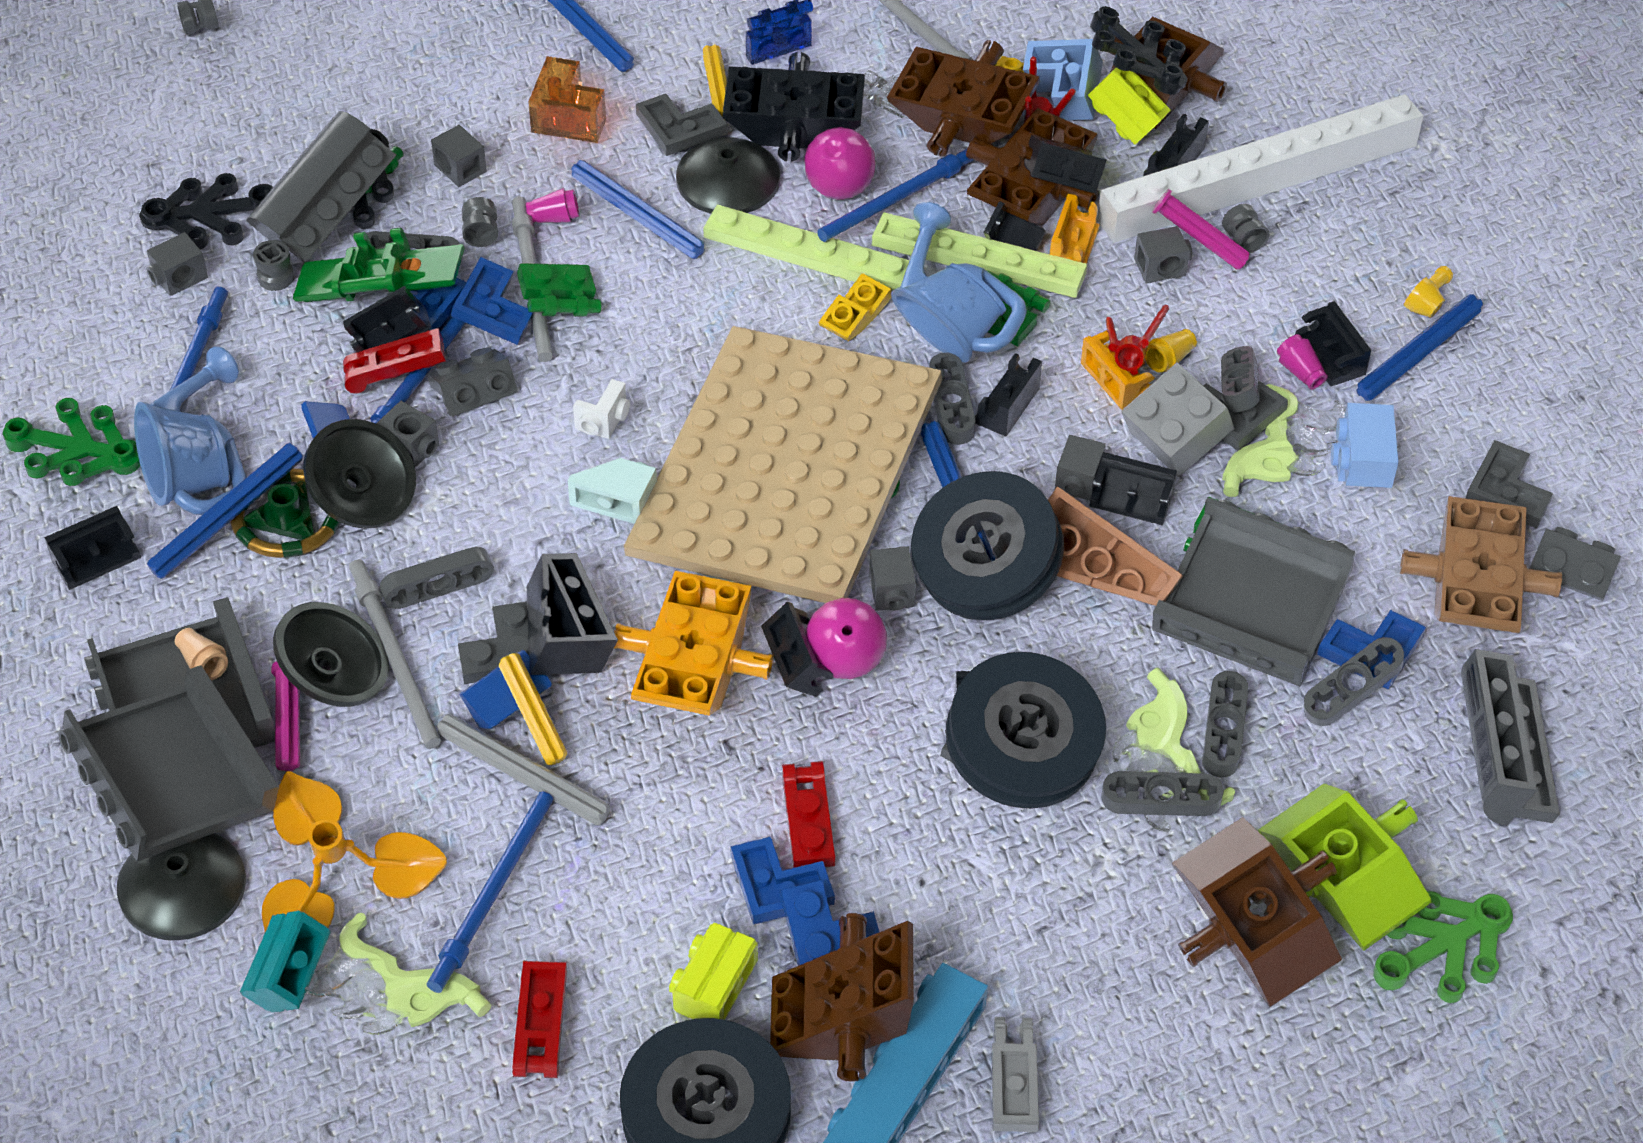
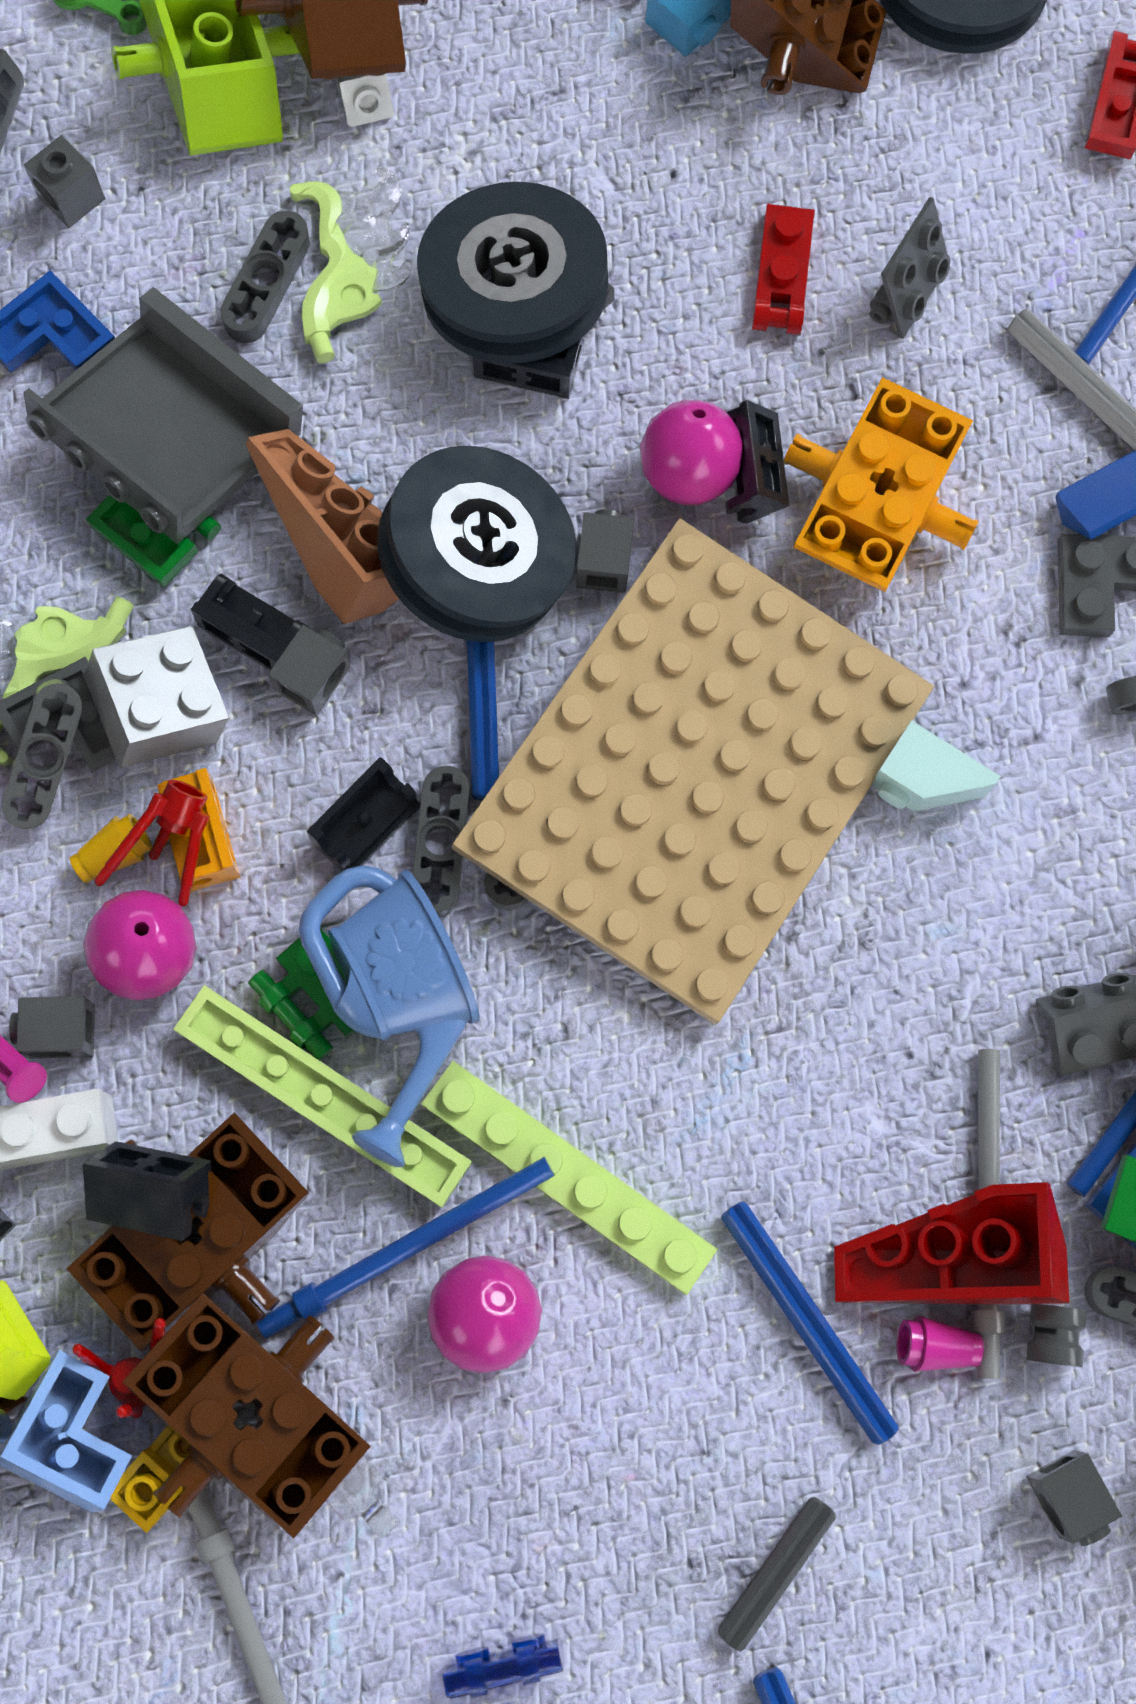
camera: 170 degrees left, 25 degrees up
(484, 306) = (1072, 1141): blue plate -> none
(533, 709) = (1087, 455): yellow axle -> none
(547, 230) = (977, 1250): none -> red wedge
(558, 289) = (951, 1176): green plate -> none
(564, 106) = (906, 1578): clear orange brick -> none
(566, 619) = (1035, 559): black wedge -> none
(604, 416) = (913, 914): white bracket -> none
(626, 108) = (776, 1574): none -> dark grey axle
(676, 130) = (721, 1483): dark grey plate -> none
(704, 816) = (912, 272): none -> dark grey hinge
(714, 974) = (930, 93): neon yellow brick -> none
(715, 75) = (626, 1592): yellow axle -> none
(728, 174) = (612, 1380): pearl dark grey dish -> none
(763, 878) = (843, 177): blue plate -> none
(792, 104) = (573, 1509): black slope -> none
(811, 922) = (807, 110): blue plate -> none
(858, 308) = (528, 1038): yellow slope -> none
(1013, 230) = (262, 1115): black bracket -> none
(1075, 231) = (173, 1096): light orange hinge -> none
(1126, 291) = (139, 945): none -> dark pink piece
(1174, 781) = (365, 173): dark grey beam -> none
(1354, 665) = (60, 265): dark grey beam -> none
(1412, 745) = (64, 181): none -> dark grey brick

